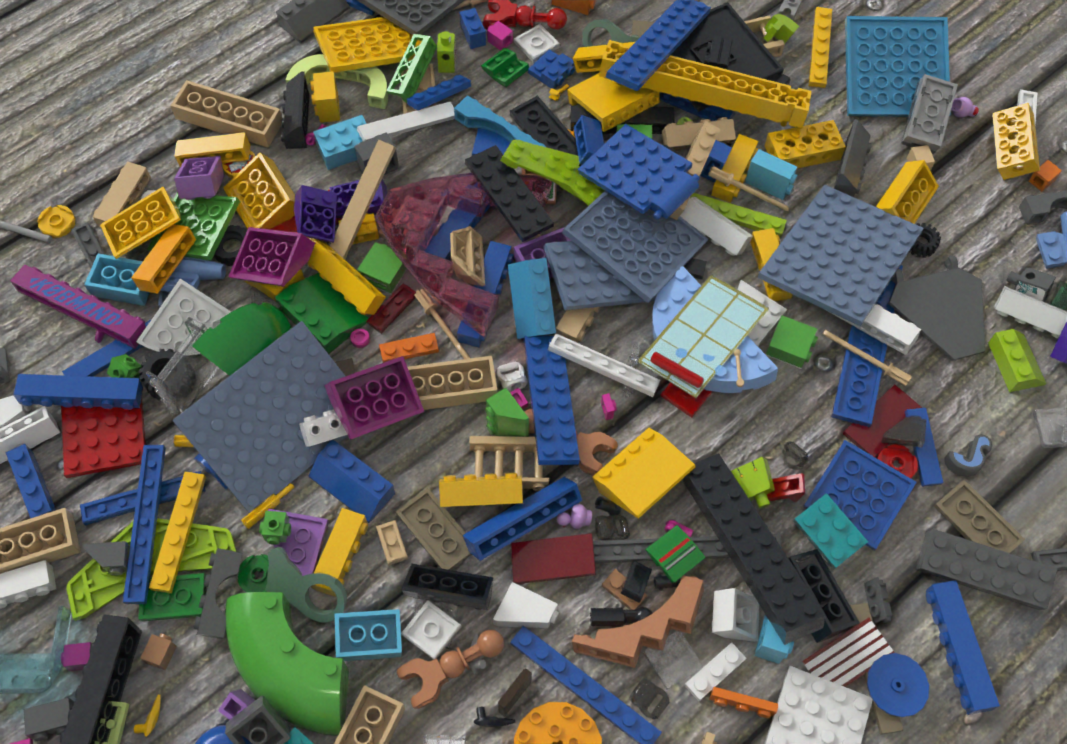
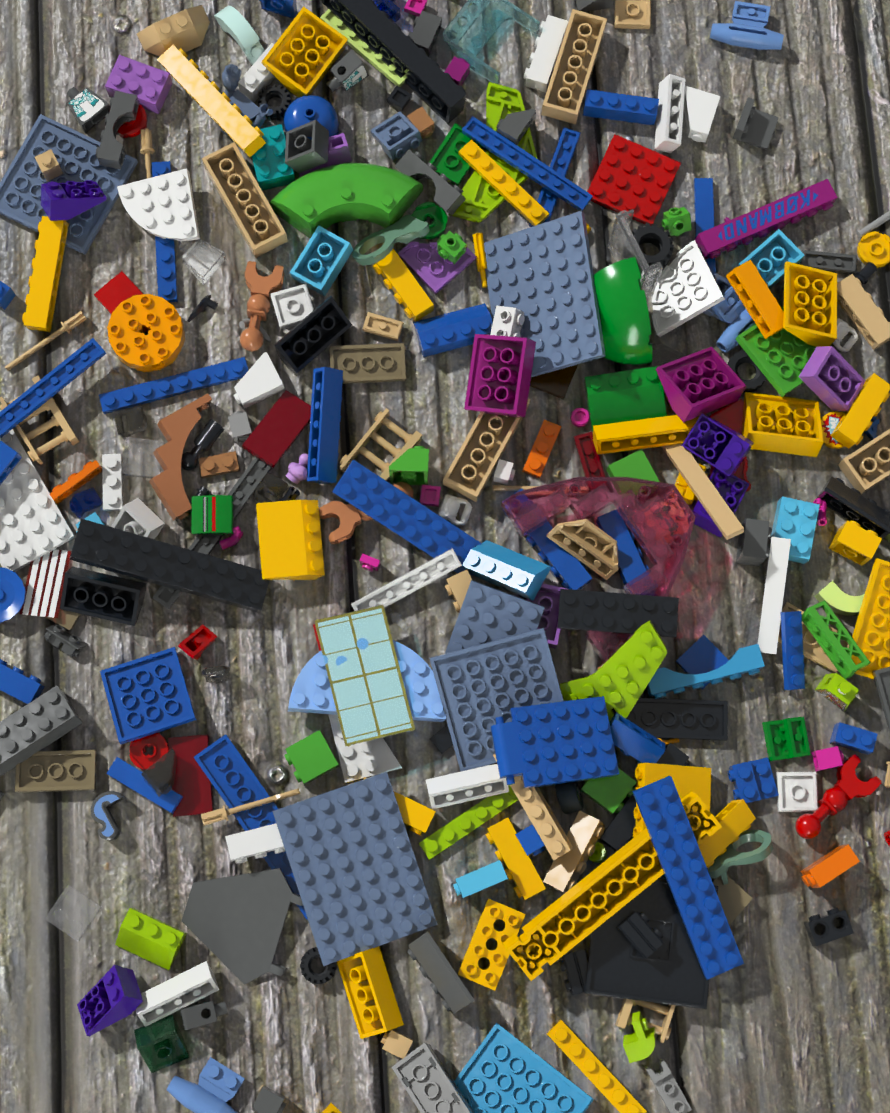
camera: 125 degrees right, 15 degrees up
(78, 391) = (676, 174): blue brick -> none
(83, 214) = (866, 272): none -> black pin
(142, 693) = (399, 98): none -> black plate
(151, 720) = (372, 89): yellow bar -> none
(186, 664) = (397, 135): none -> sand blue plate
(451, 354) = (504, 472): none -> white plate
(480, 490) = (365, 406): yellow slope -> none
(514, 692) = (204, 330): dark brown tile -> none
(555, 94) = (721, 760): yellow hand -> none
(577, 594) = (239, 426): none -> light grey brick
(636, 581) = (216, 474): black tile -> none
(677, 370) = (346, 623): red axle -> none
(728, 179) = (501, 830): tan piece -> none
(740, 382) = (298, 664): tan hinge -> none
(753, 679) = (85, 501): none -> clear blue bracket
(755, 480) = (220, 621): lime torso -> none
(830, 531) = (137, 643): teal brick -> none

